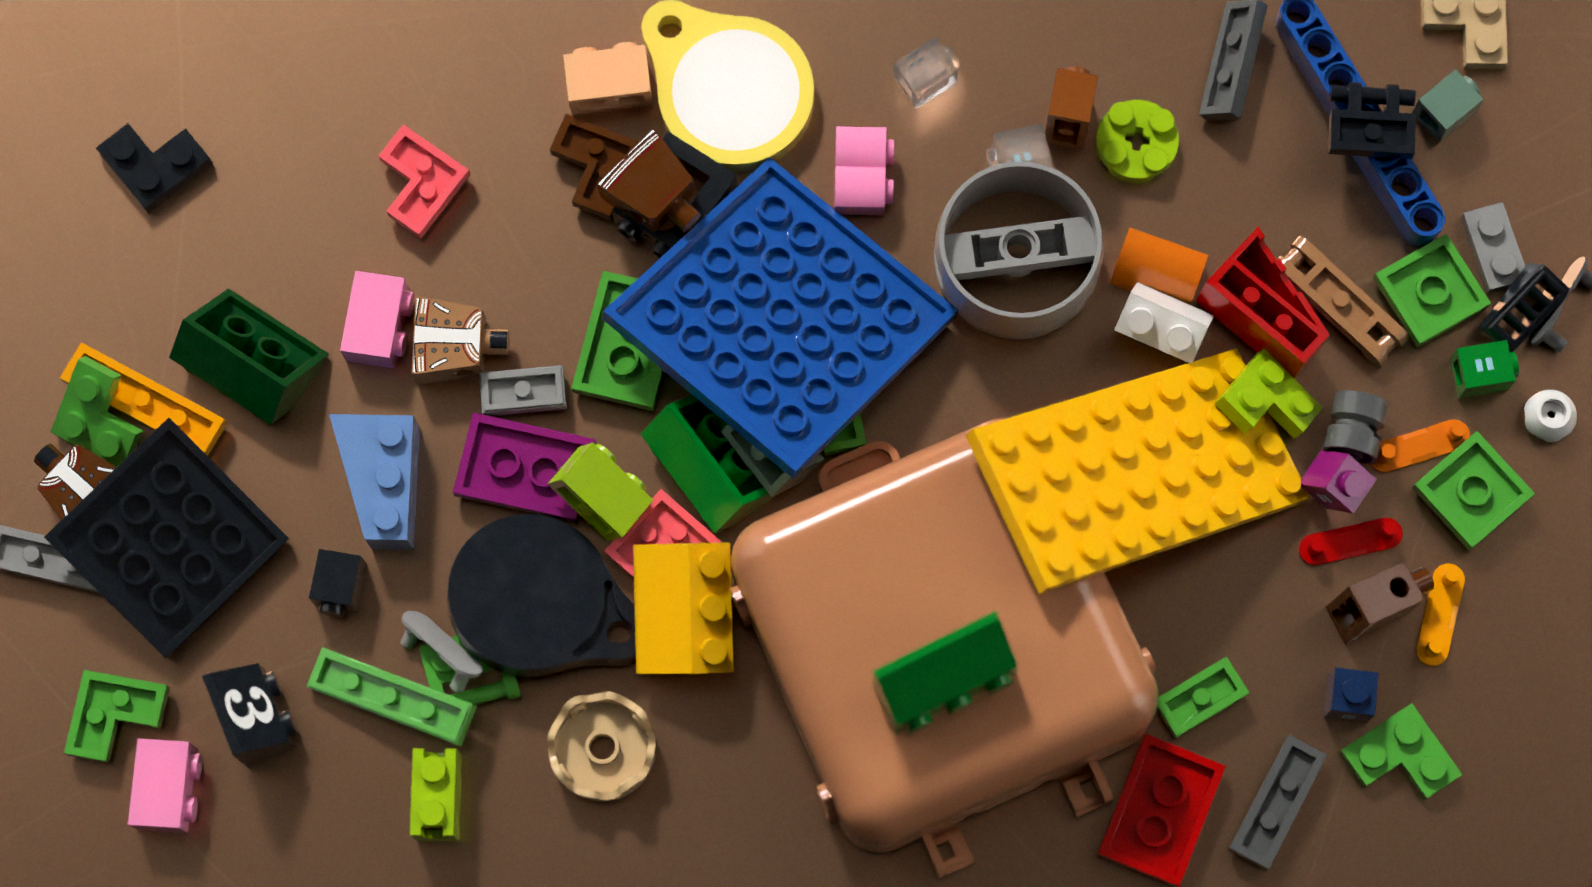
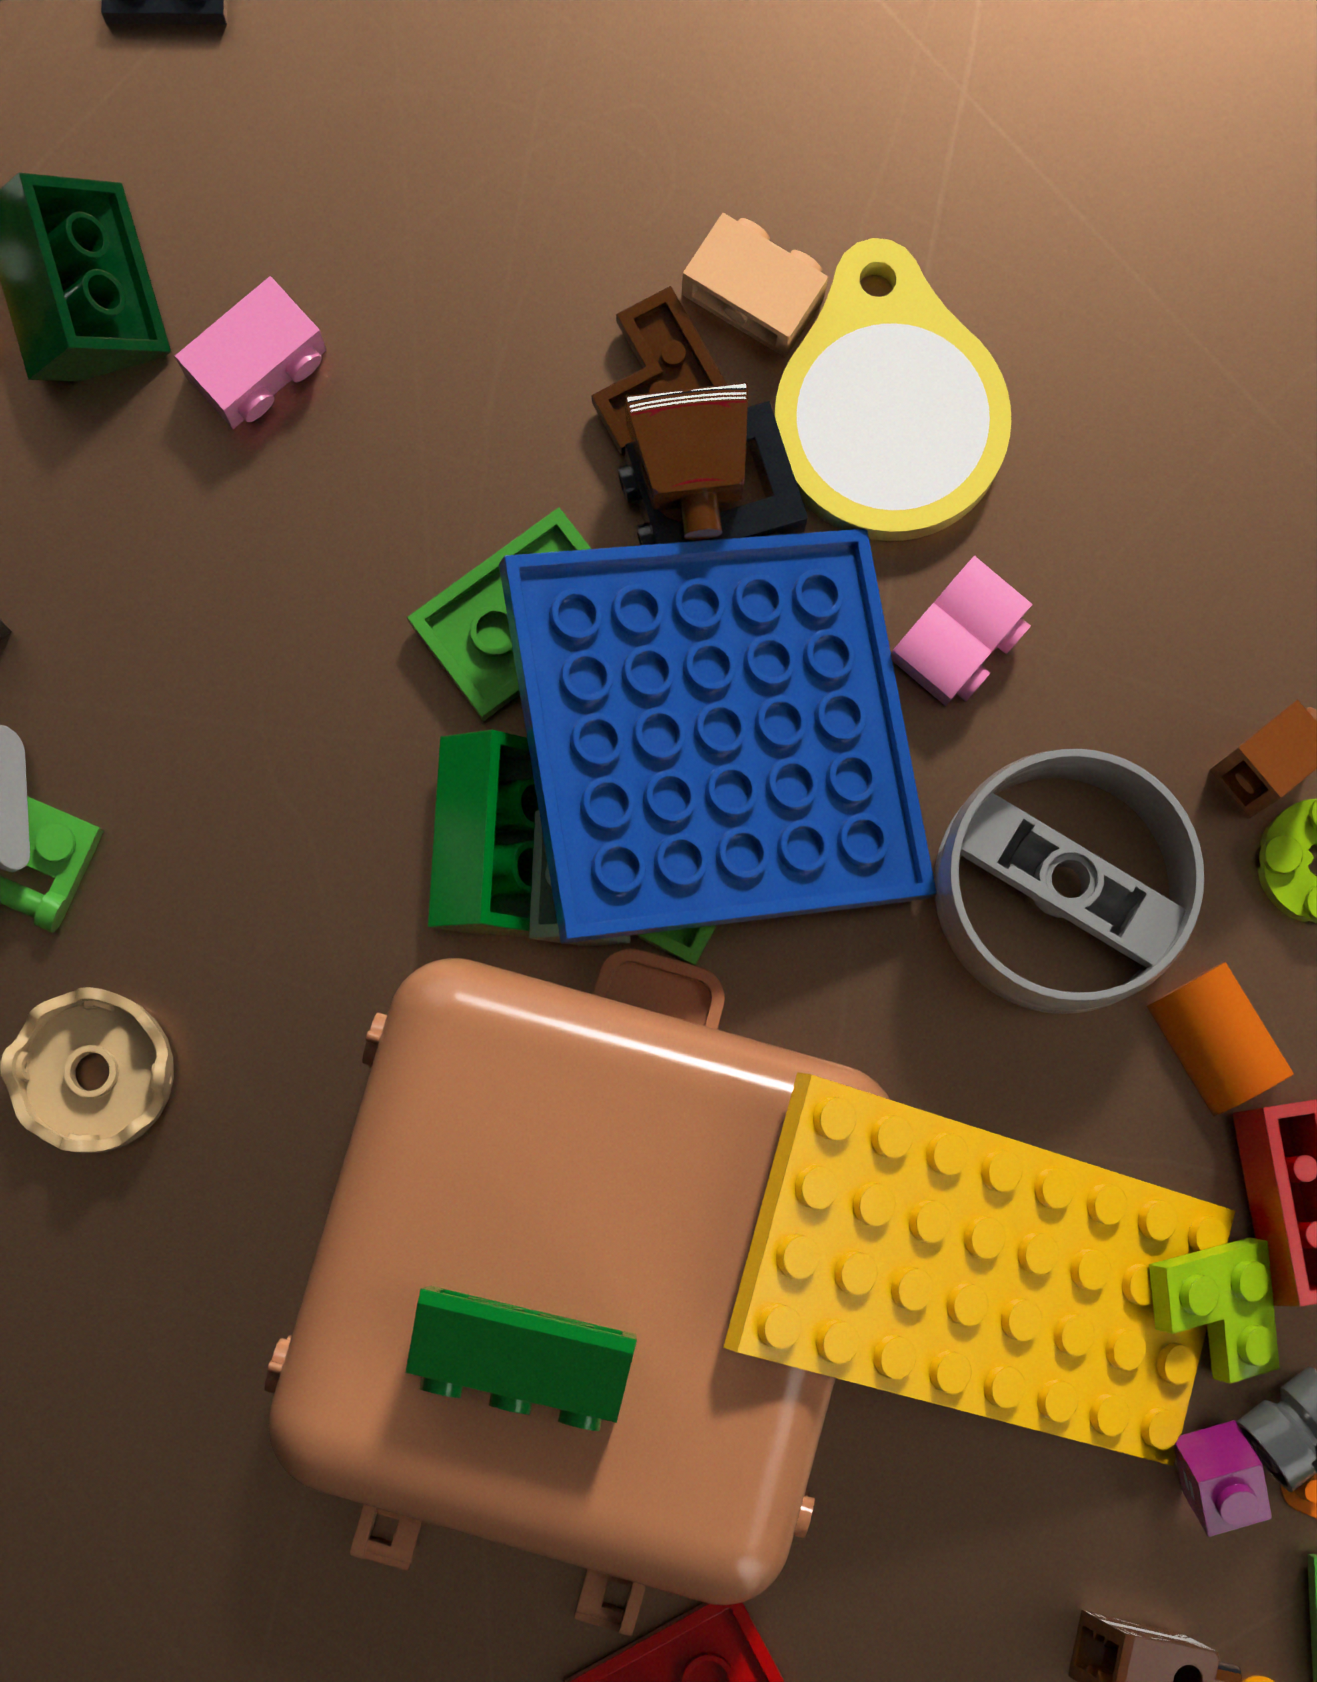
camera: 30 degrees right, 5 degrees up
(382, 474) = (103, 542): medium blue wedge -> none
(431, 176) = (454, 242): coral plate -> none
(452, 341) = (317, 449): medium nougat torso -> none
(512, 464) = (278, 666): magenta plate -> none
(523, 390) = (351, 574): light grey plate -> none
(537, 599) = (161, 836): black piece -> none
(601, 491) = (337, 768): lime brick -> none
(659, 524) = (379, 869): coral plate -> none
(683, 608) = (312, 987): yellow slope -> none
(926, 72) = (1138, 575): clear brick -> none
(1020, 145) = (1173, 757): clear brick -> none
(1164, 322) = (1171, 1112): white brick -> none
(1201, 697) = (840, 1600): bright green plate -> none
(1350, 541) = (1178, 1556): red piece -> none

